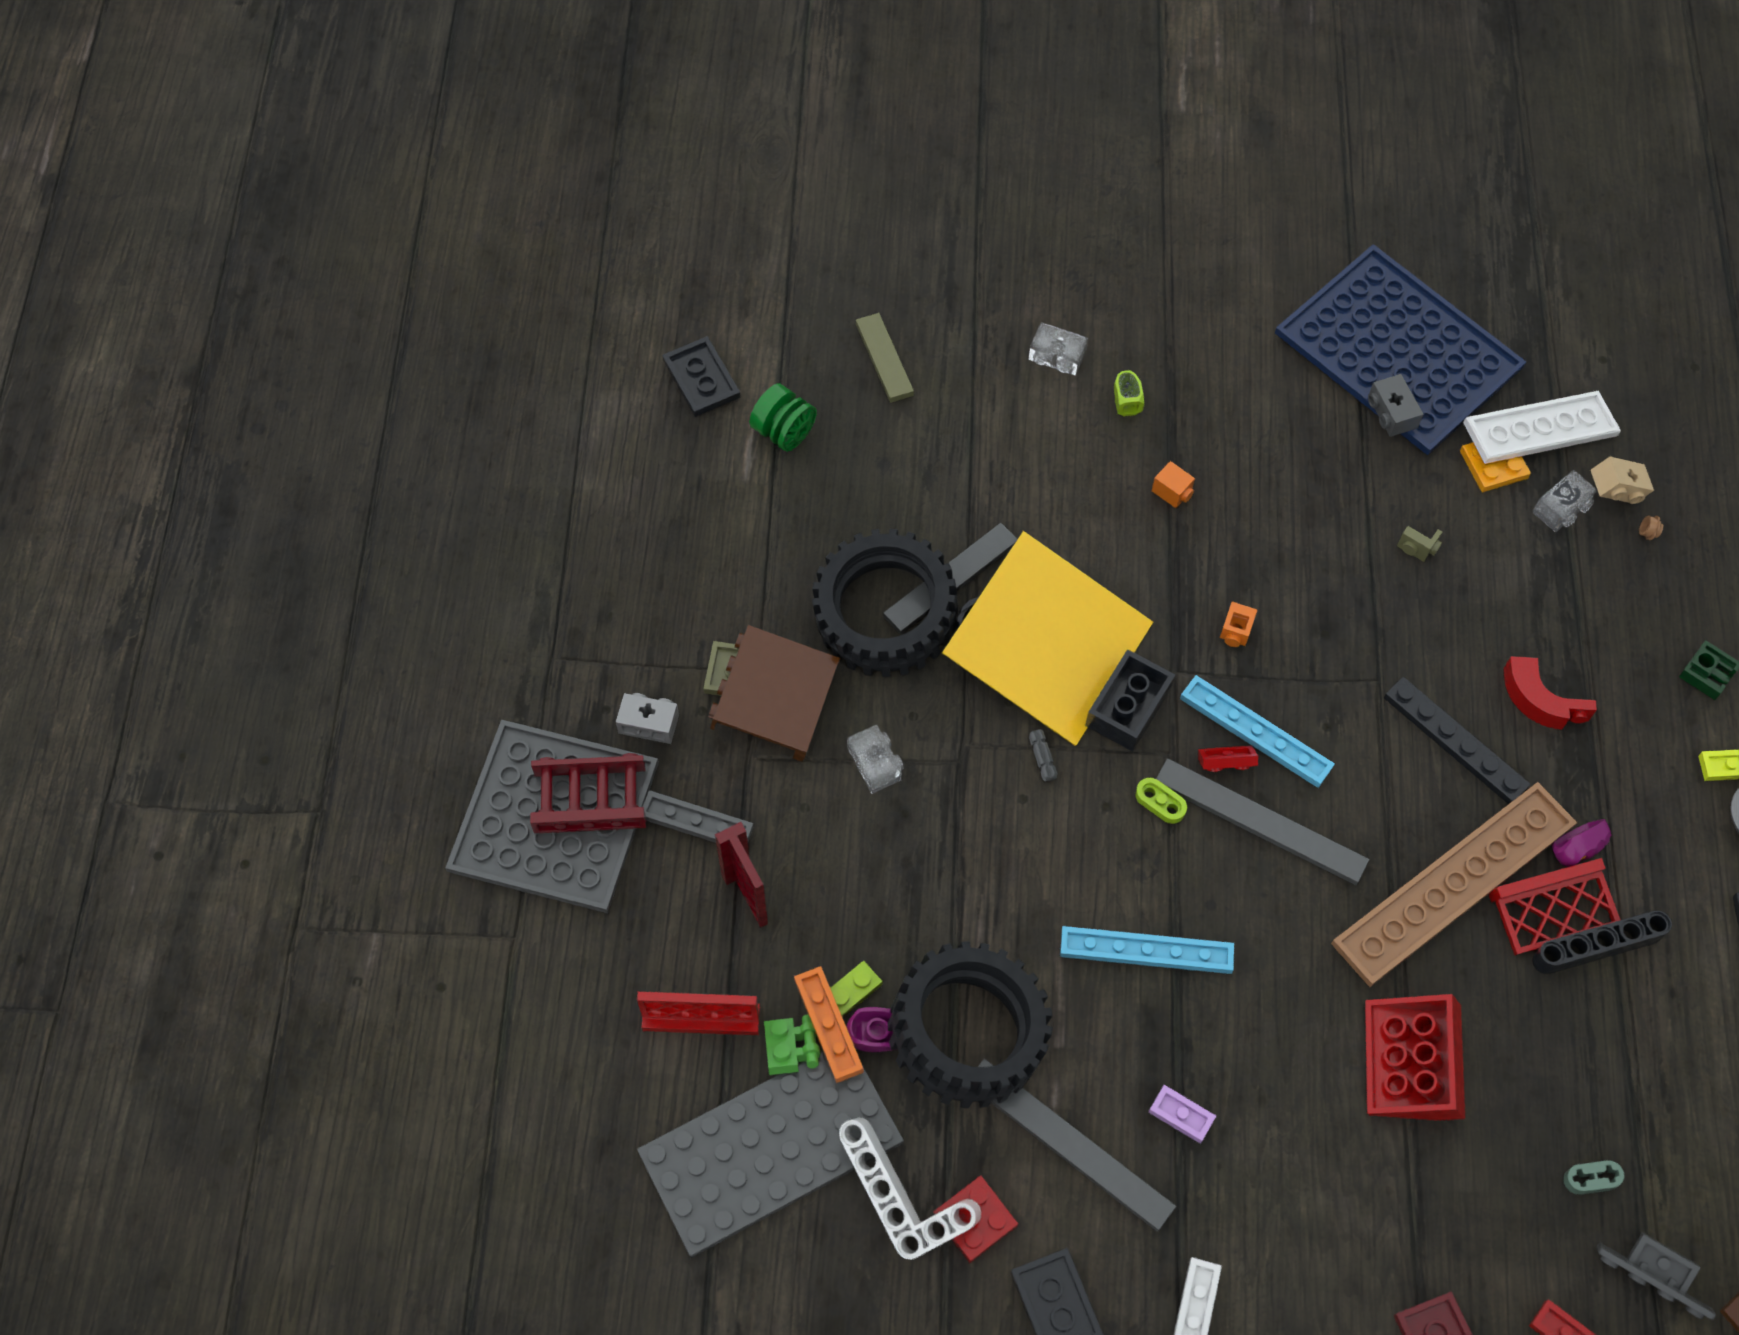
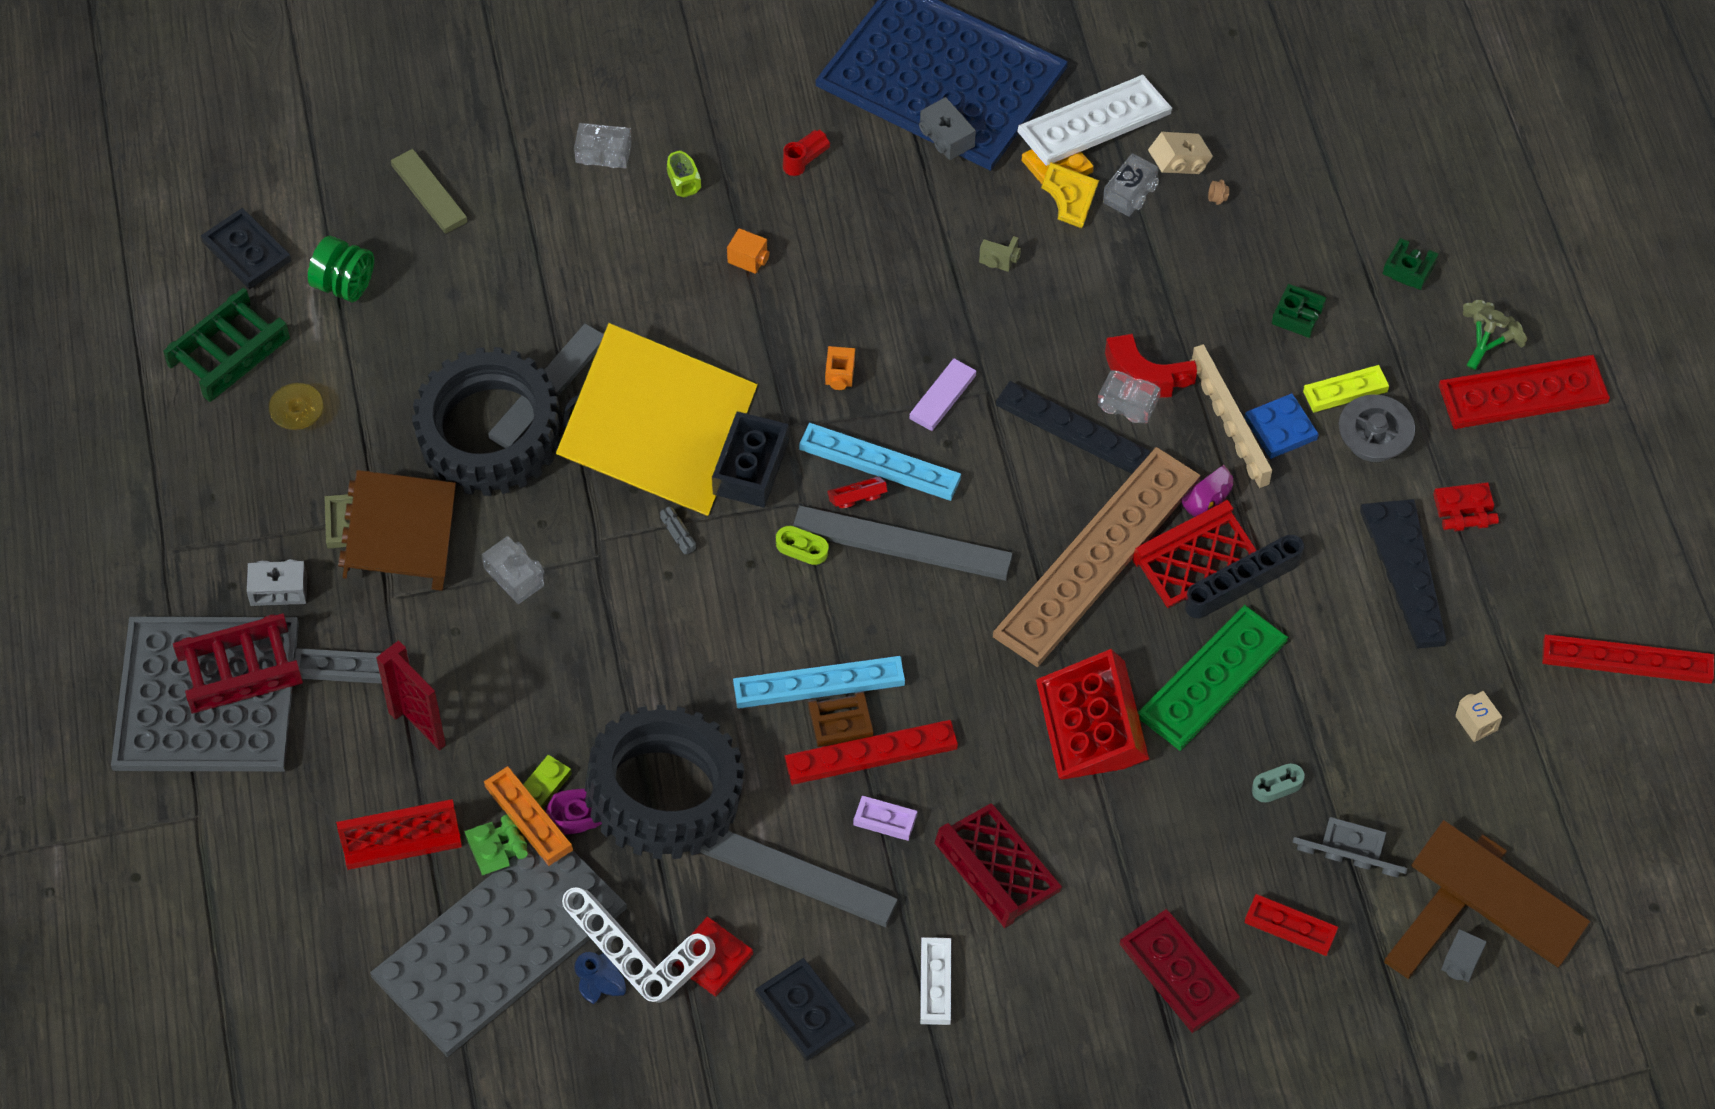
camera: 15 degrees left, 5 degrees down
(660, 489) = (234, 365): none -> dark green fence
(708, 534) = (292, 398): none -> clear yellow dish
(859, 1216) = (603, 979): none -> dark blue plate
(1159, 1003) = (840, 726): none -> reddish brown plate
(1183, 1037) = (871, 752): none -> red plate
(1248, 397) = (799, 154): none -> red piece
(1267, 1208) = (976, 871): none -> dark red fence
(1333, 675) = (942, 394): none -> lavender tile
(1503, 496) = (1071, 191): none -> yellow tile
(1519, 722) = (1128, 397): none -> clear brick
(1546, 1043) = (1212, 677): none -> green tile
(1622, 772) = (1234, 422): none -> tan plate
(1668, 787) = (1281, 426): none -> blue plate

